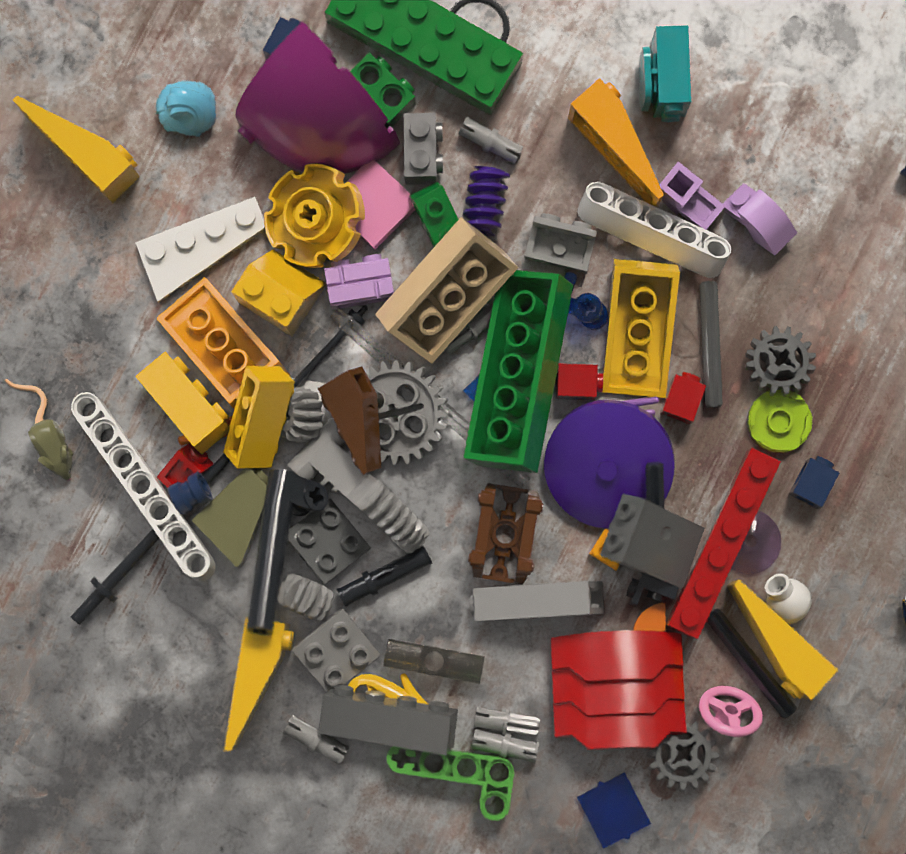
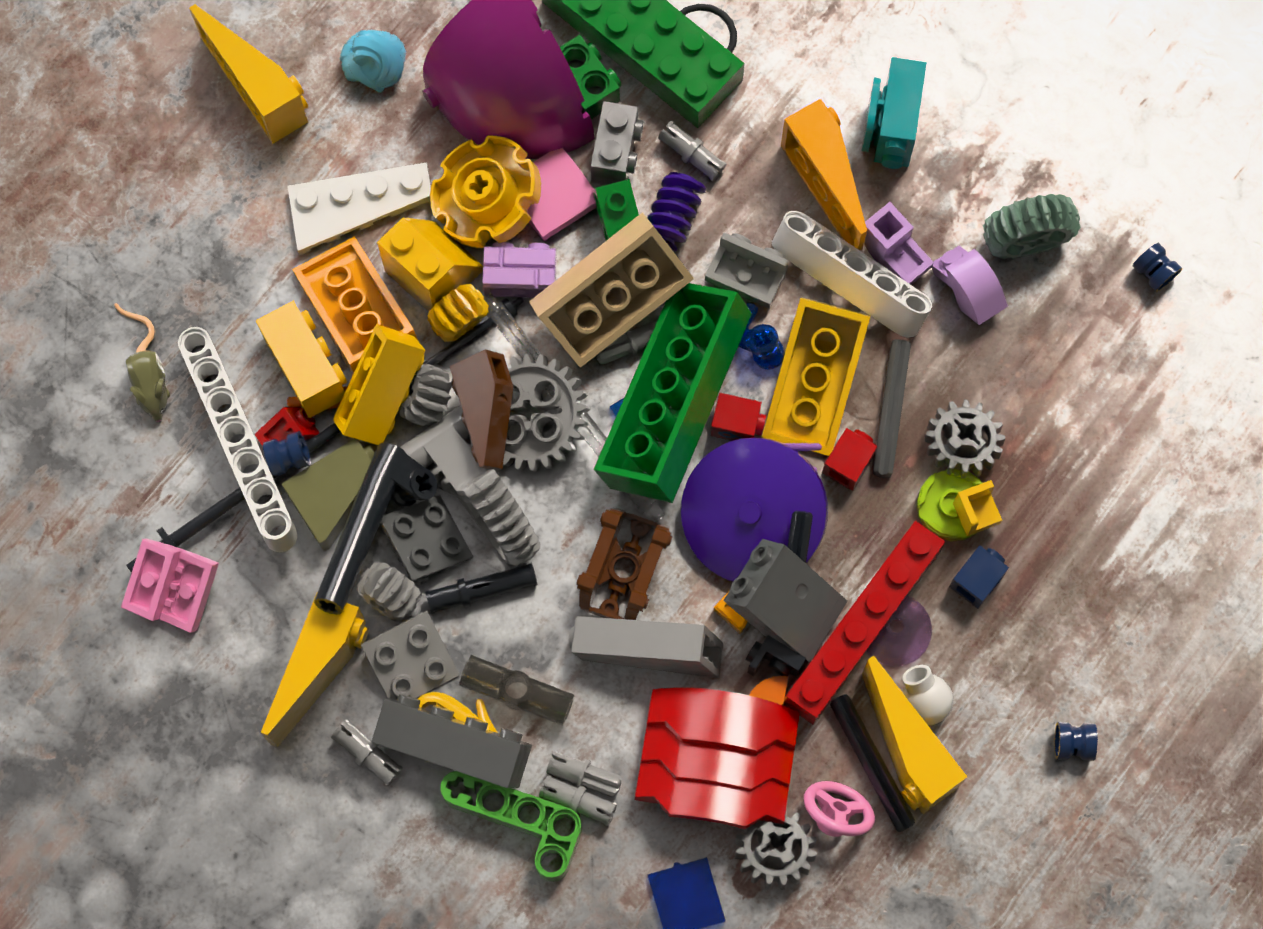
camera: 10 degrees right, 10 degrees down
(113, 627) = (169, 585): none -> bright pink slope
(313, 333) = (457, 312): none -> yellow gear
(803, 425) = (977, 508): none -> yellow panel
(806, 157) = (1031, 226): none -> sand green gear

